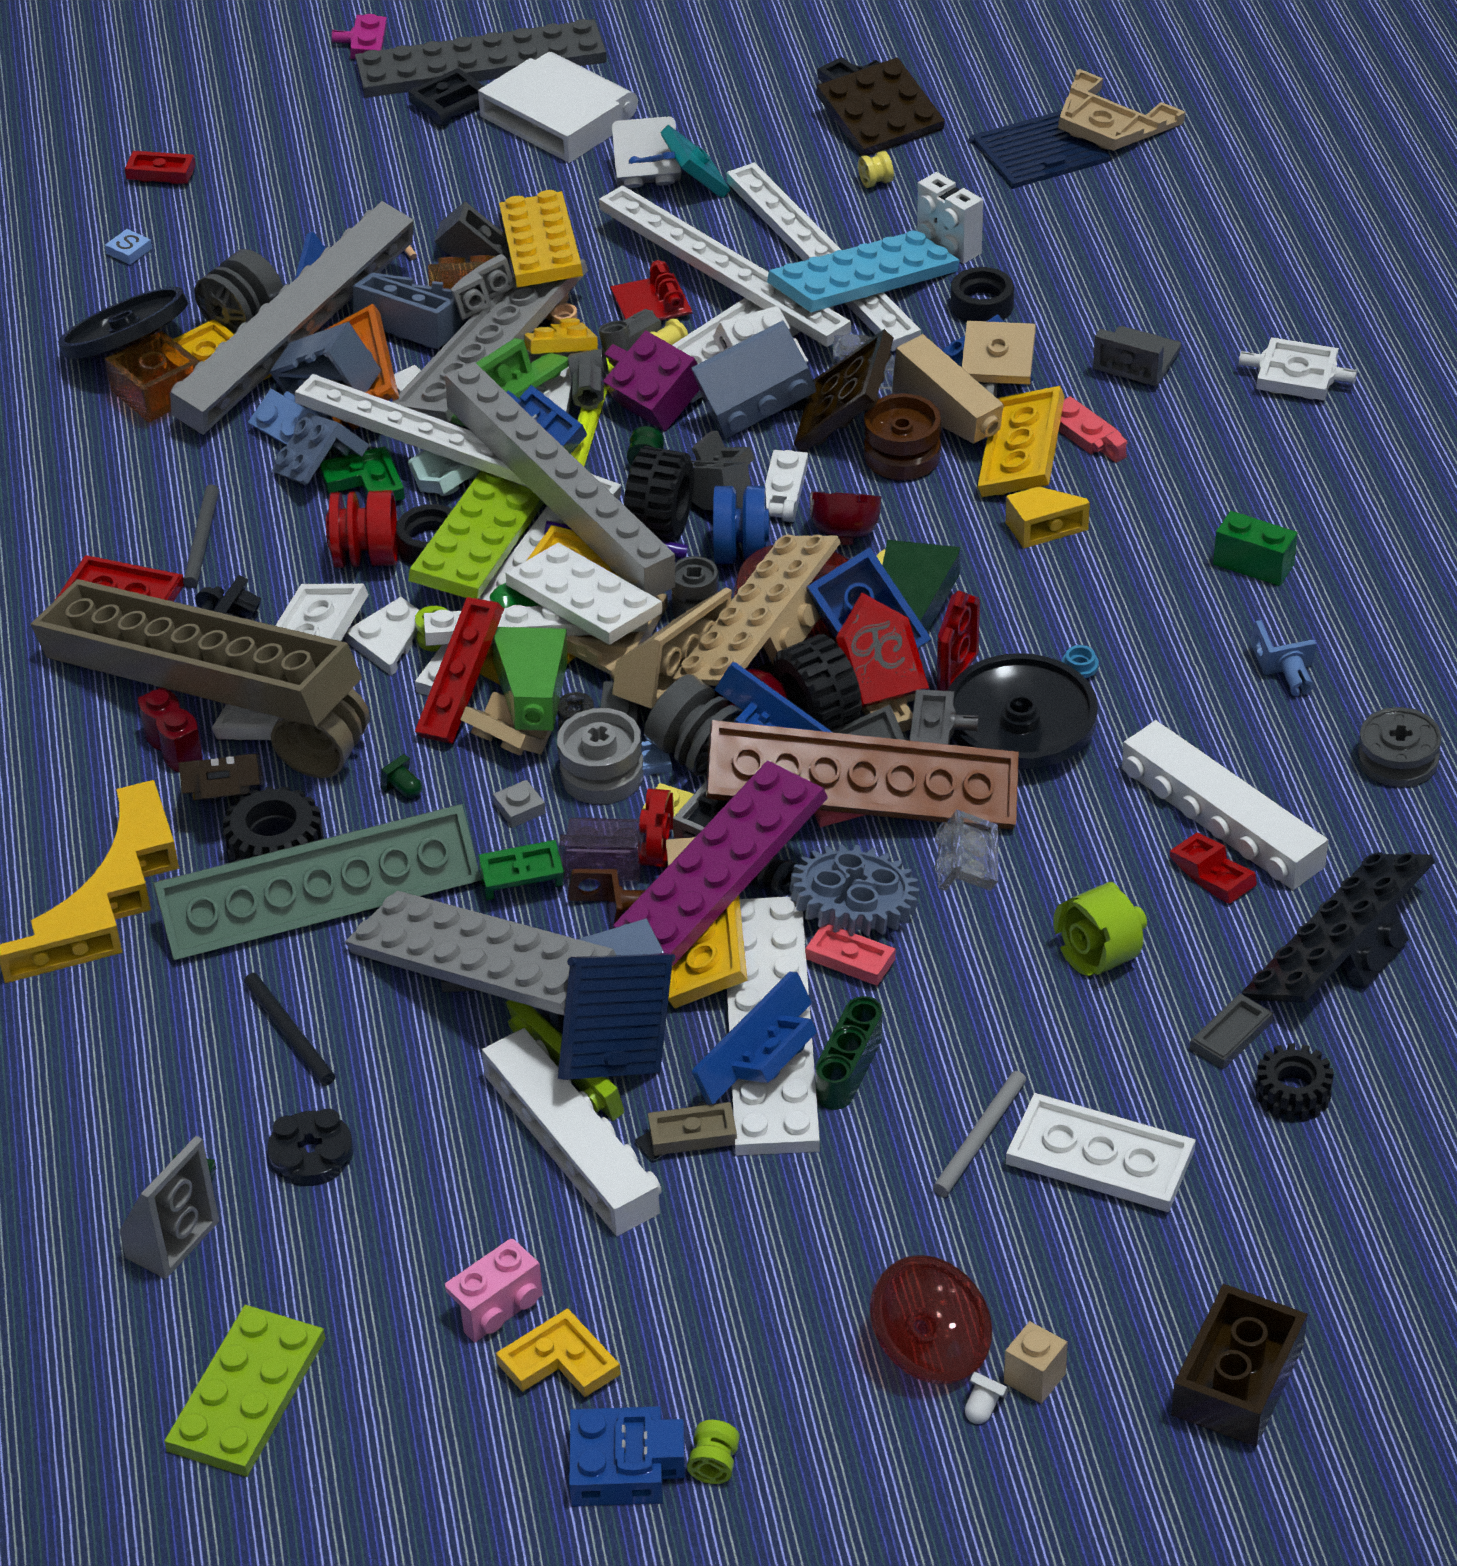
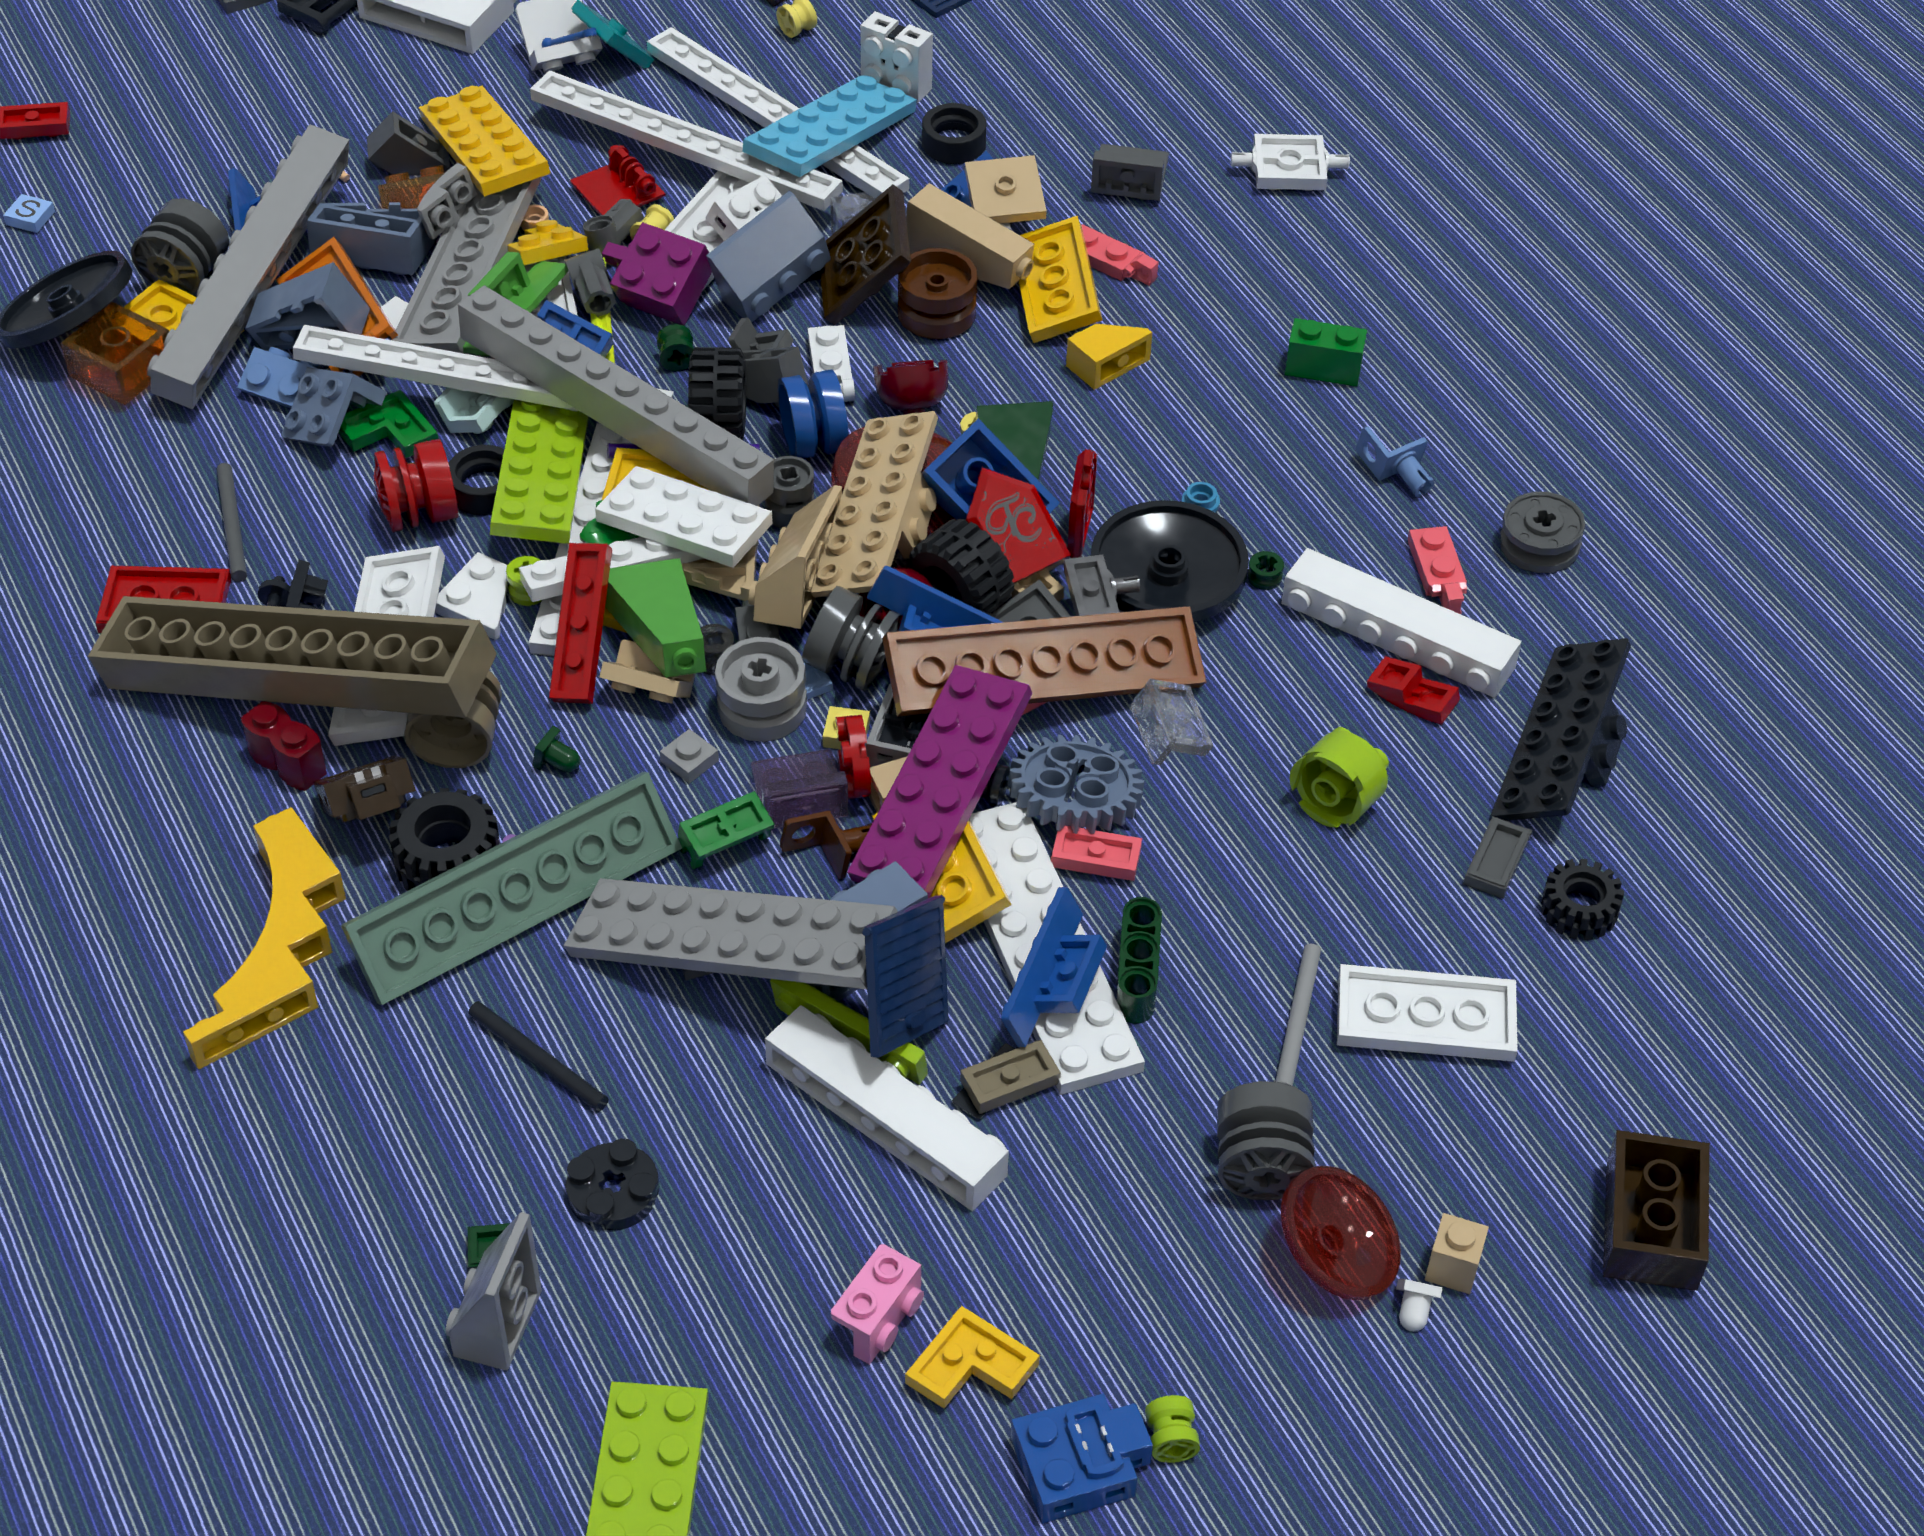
camera: 20 degrees left, 5 degrees up
(891, 1220) = (1263, 1138): none -> dark grey wheel
(1112, 727) = (1266, 561): none -> dark green bush
(1287, 761) = (1438, 565): none -> coral hinge

